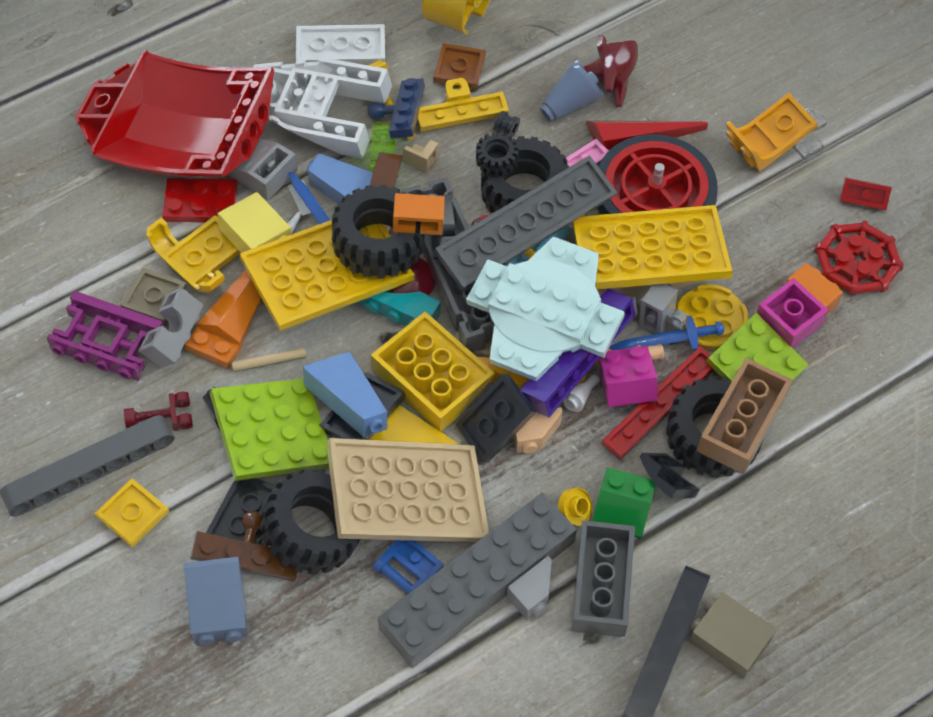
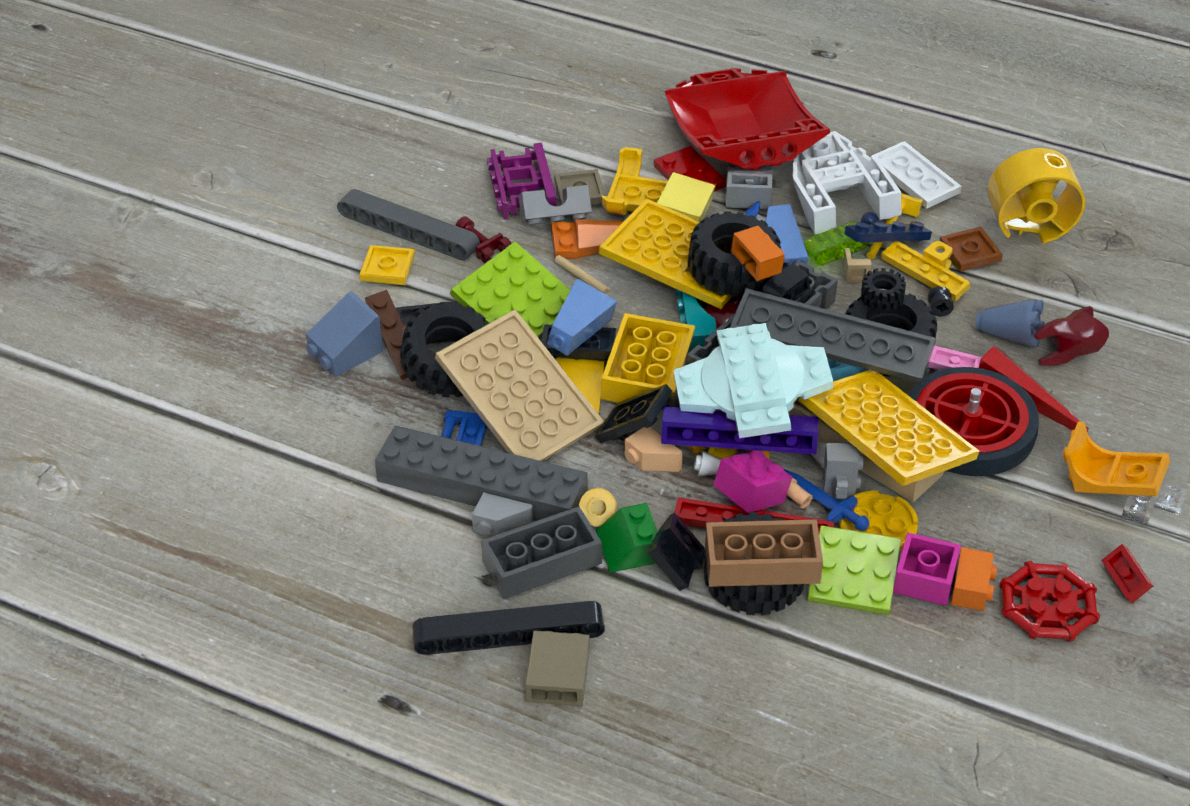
camera: 60 degrees right, 15 degrees down
(386, 170) = (811, 244): reddish brown slope -> none

